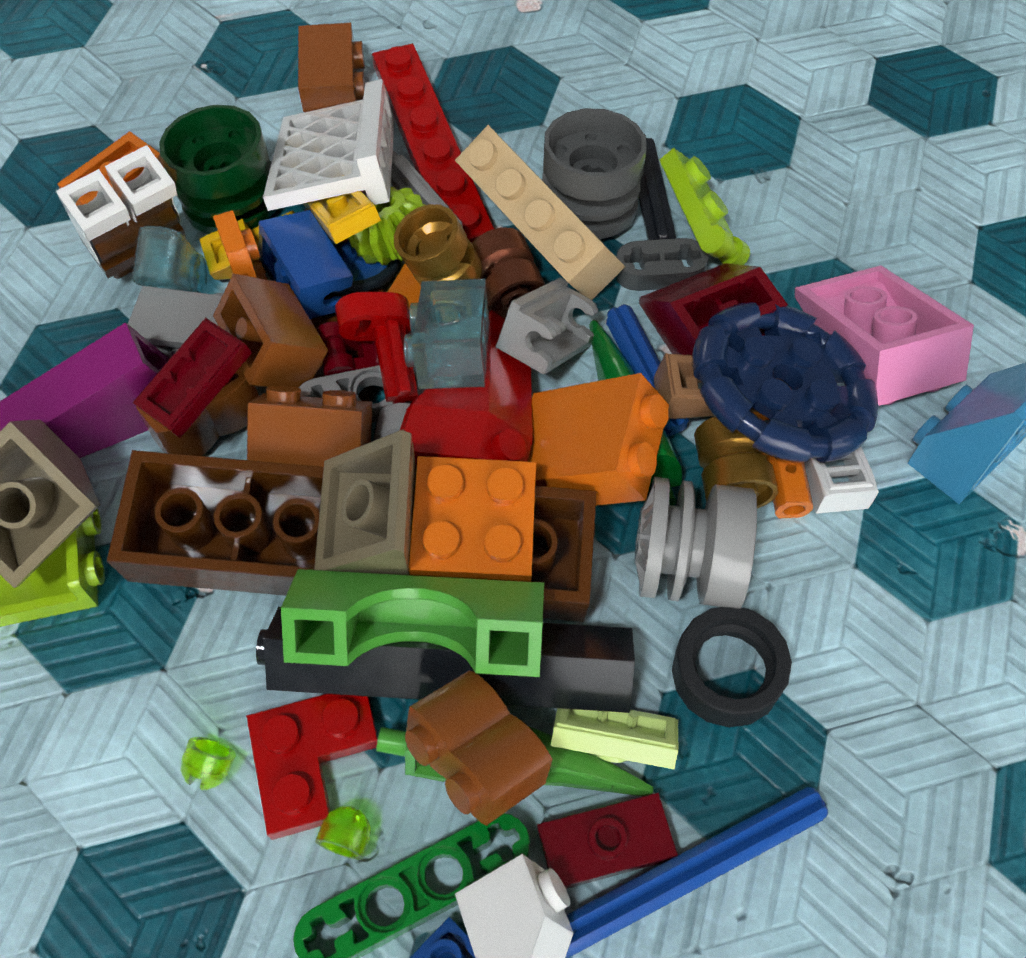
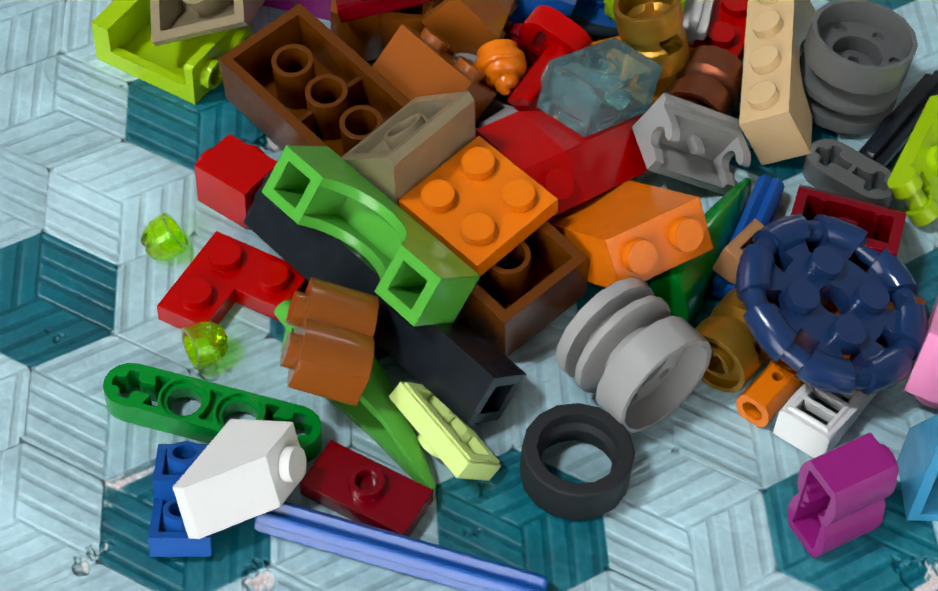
camera: 40 degrees right, 10 degrees down
(216, 652) = (231, 176): none -> red brick
(356, 373) = (502, 64): none -> orange plate
(943, 529) = (842, 494): none -> magenta brick

